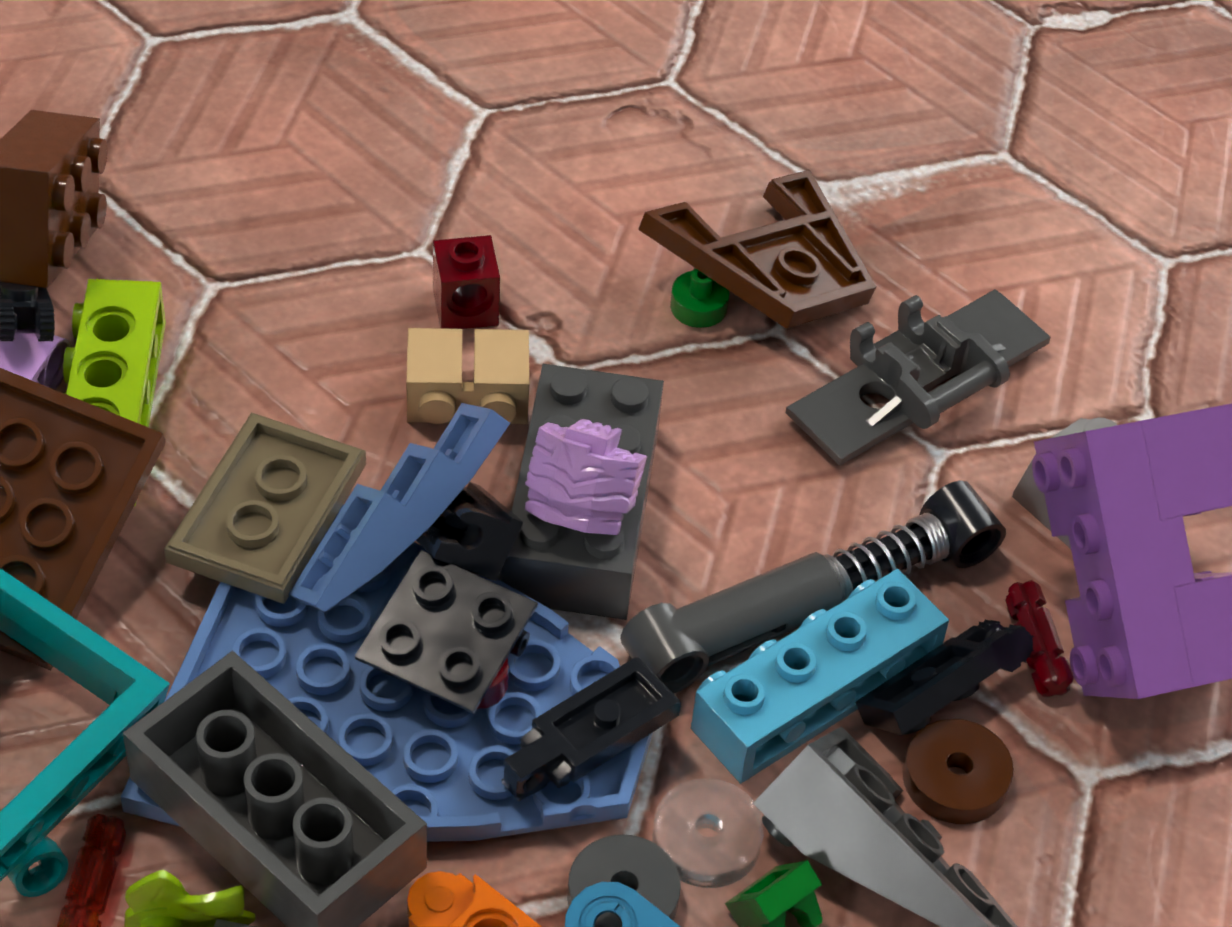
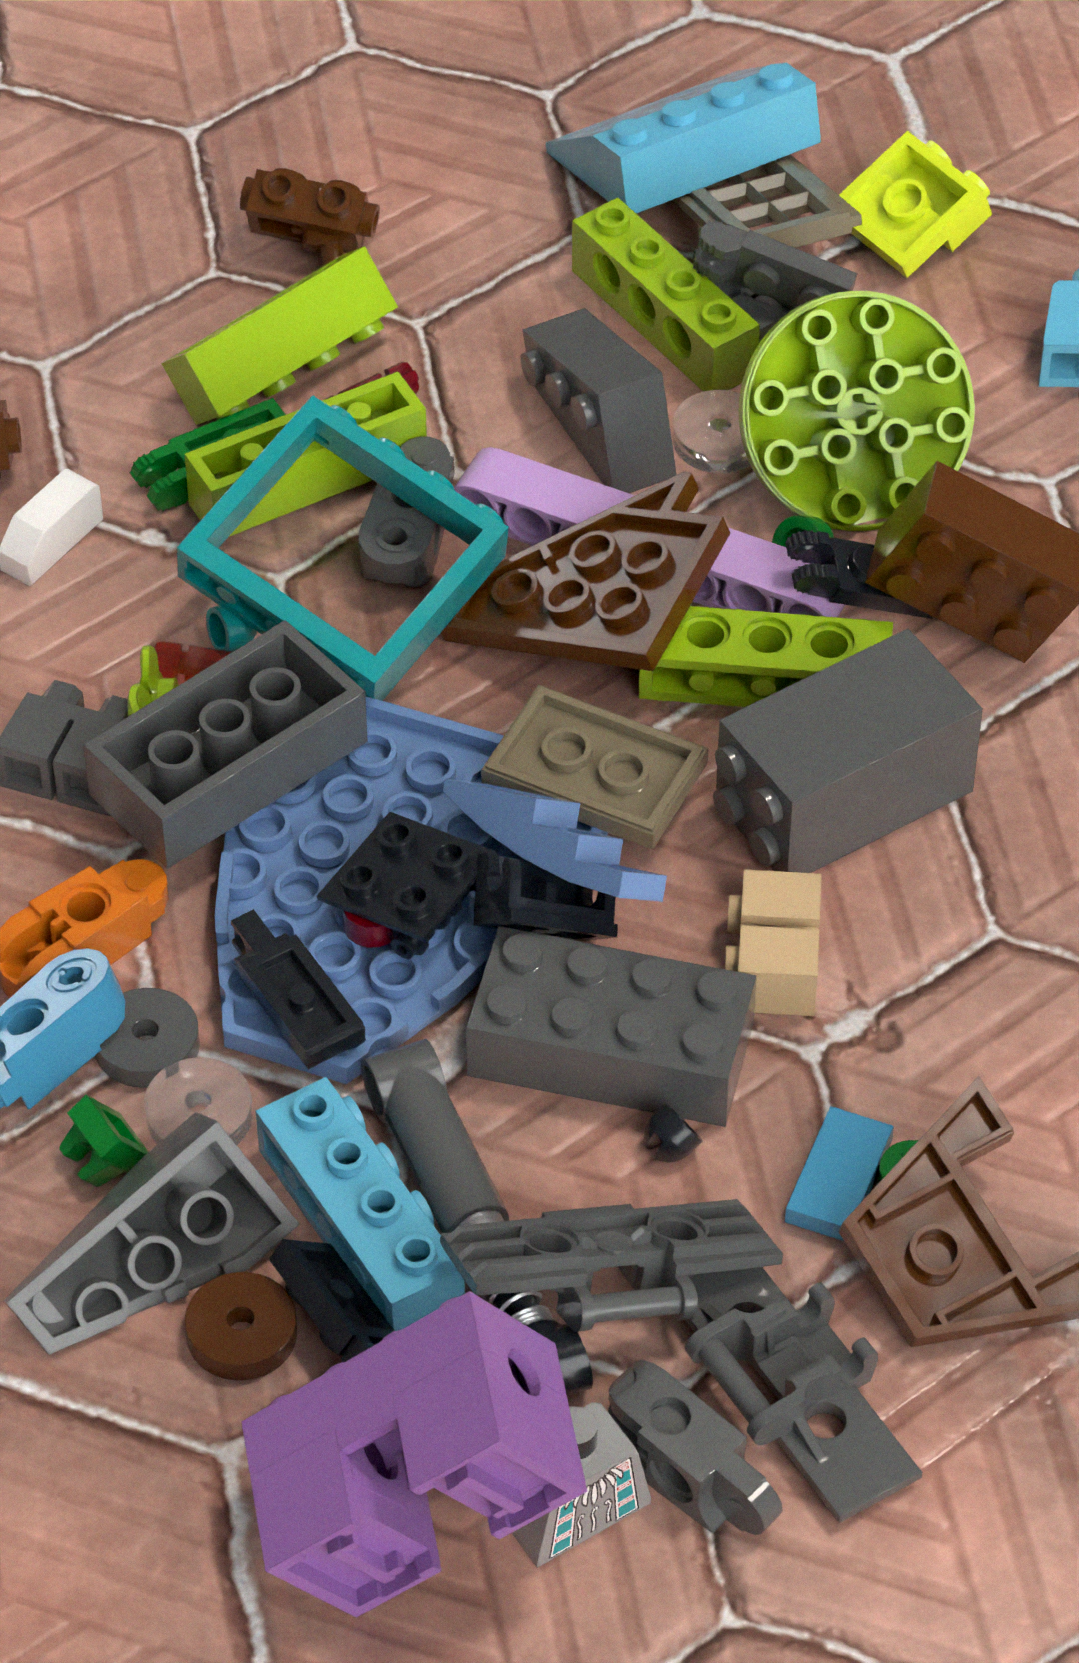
camera: 100 degrees right, 0 degrees up
(263, 308) = (847, 755): none -> dark grey brick
(466, 282) = (912, 943): dark red brick -> none
(582, 477) = (557, 962): lavender hair -> none
(690, 454) = (673, 1134): none -> black hinge
(707, 344) = (838, 1171): none -> dark azure tile
(895, 499) = (571, 1244): none -> dark grey piece
(1025, 412) = (691, 1451): none -> dark grey piece

